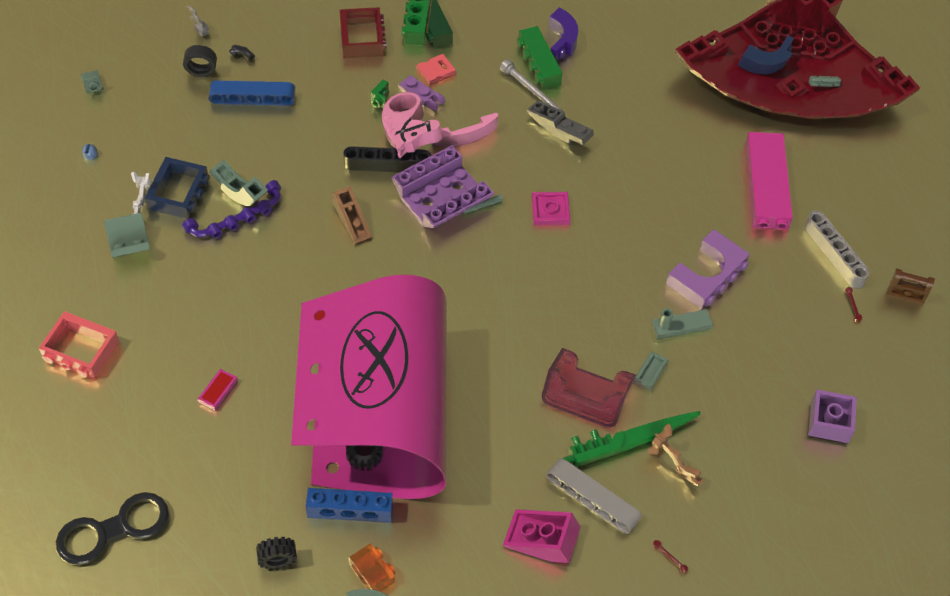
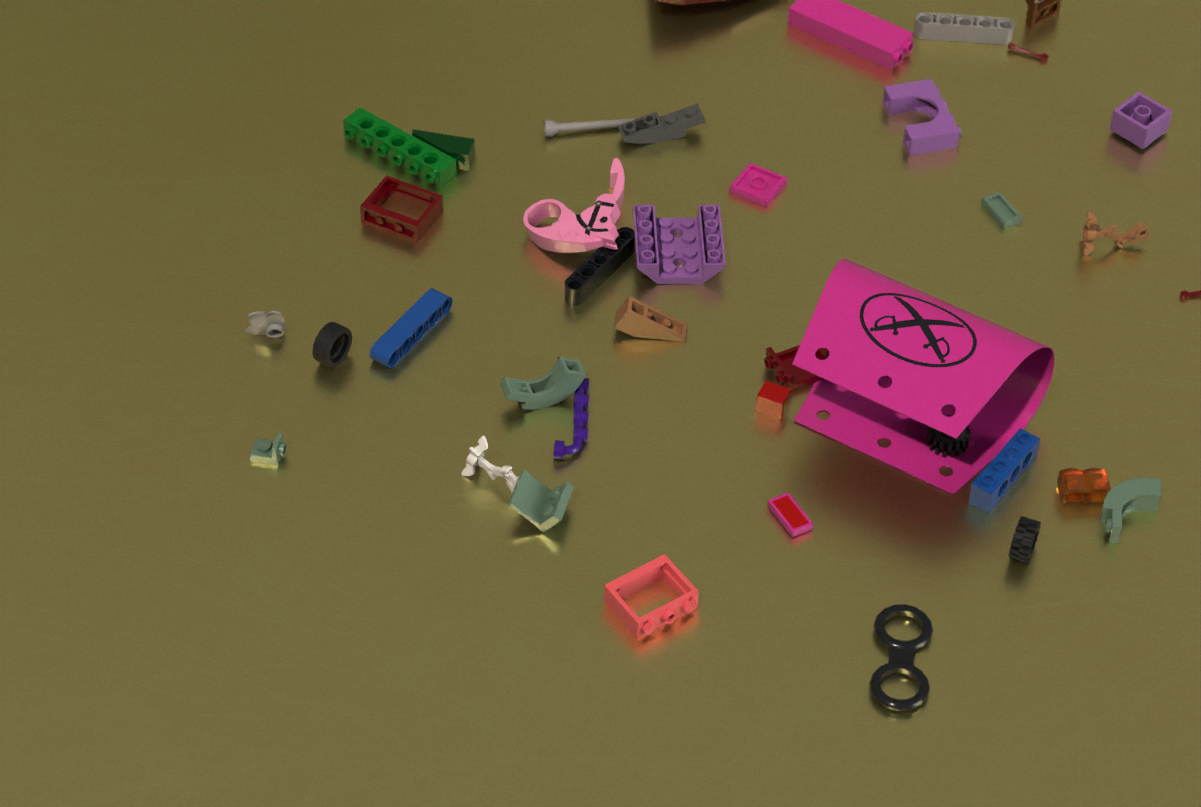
camera: 55 degrees left, 10 degrees down
(92, 153) = (372, 494): medium blue hinge -> none
(180, 209) = (531, 439): dark blue window -> none
(242, 50) = (339, 310): black arm -> none
(380, 94) = (505, 235): green bracket -> none
(425, 93) = (516, 206): medium lavender hinge -> none
(432, 70) = (502, 180): coral piece -> none
(539, 57) = (560, 99): green brick -> none
(543, 534) = (1128, 356): dark pink slope -> none
(565, 26) = (543, 63): dark purple arch -> none
(585, 392) = (1011, 254): clear pink windscreen -> none
(594, 496) = (1109, 307): light grey beam -> none
(605, 447) = (1066, 268): green piece -> none
(680, 324) = (965, 165): sand green piece -> none

